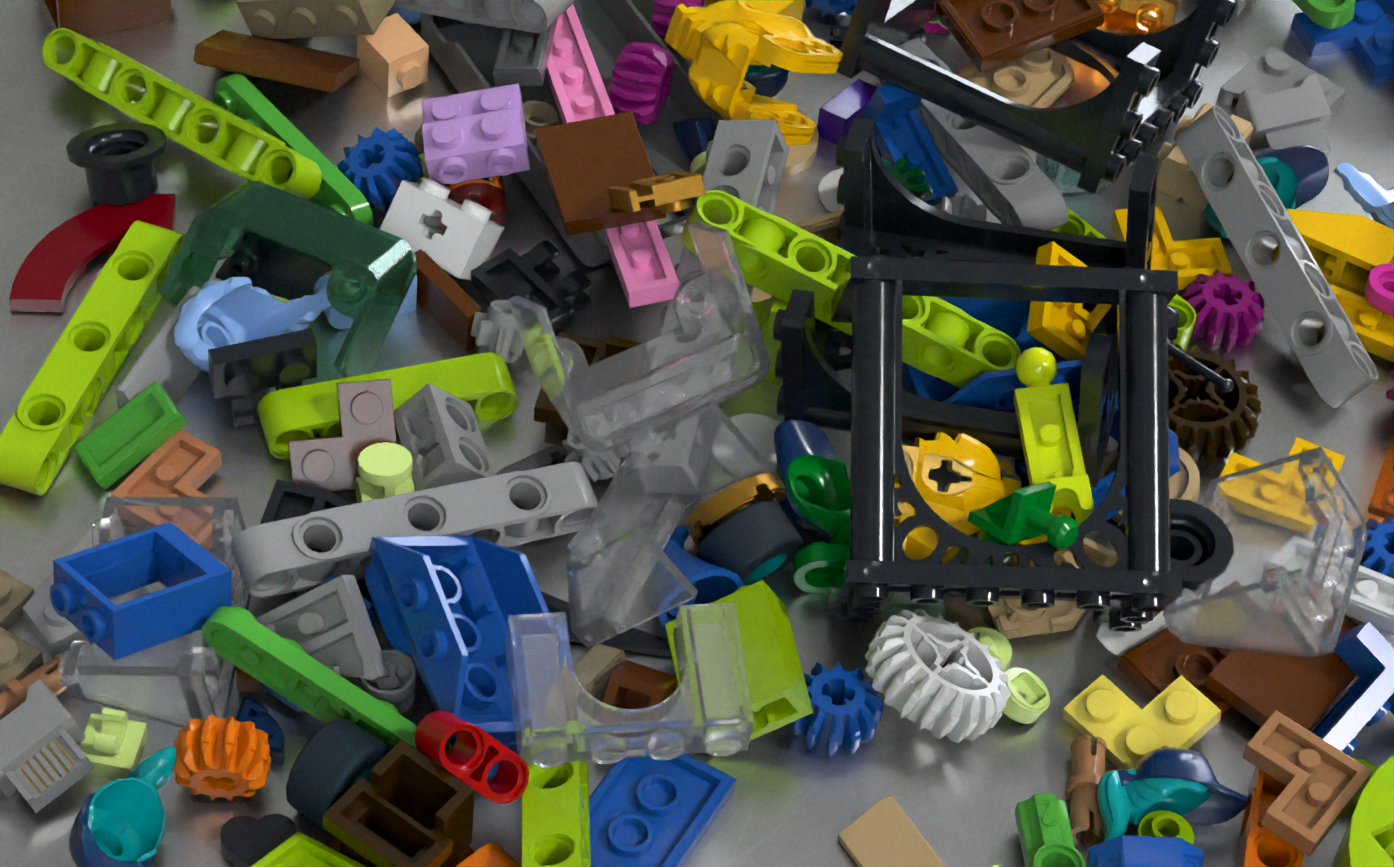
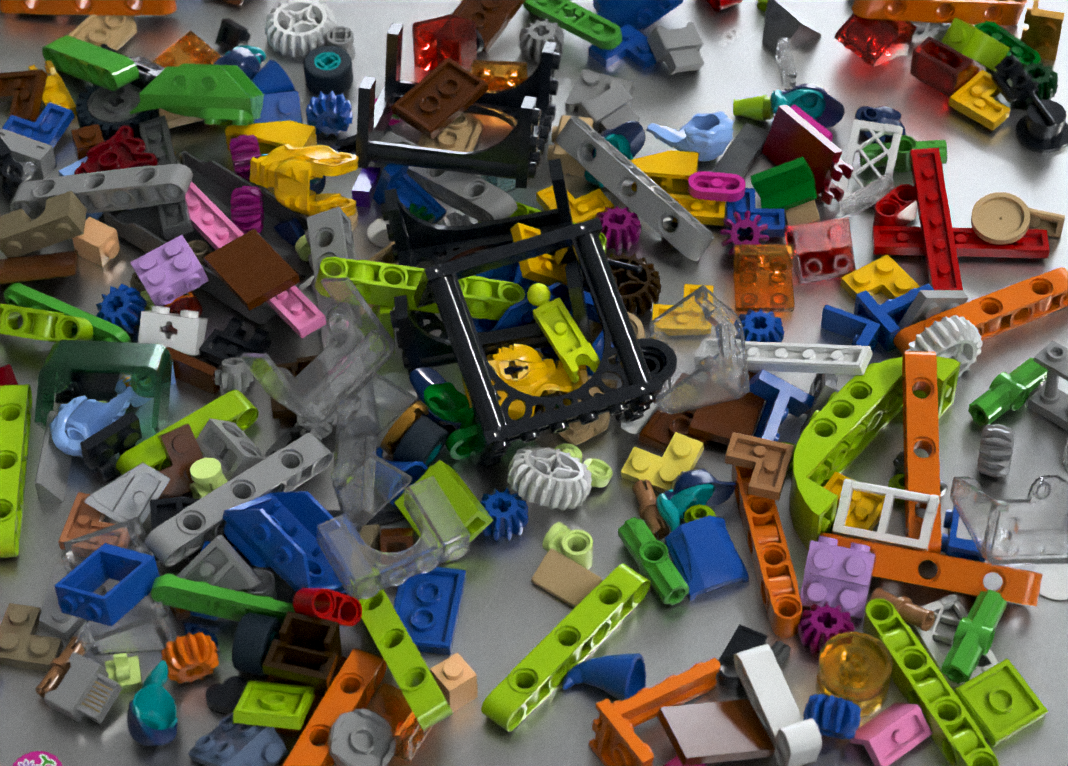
camera: 15 degrees left, 0 degrees up
(130, 435) = (53, 505): bright green tile -> none
(251, 458) = (129, 494): none -> light grey wing
(662, 192) = (299, 266): pearl gold plate -> none
(923, 794) = (571, 543): none -> yellowish green piece
(1024, 517) = (565, 377): green piece -> none

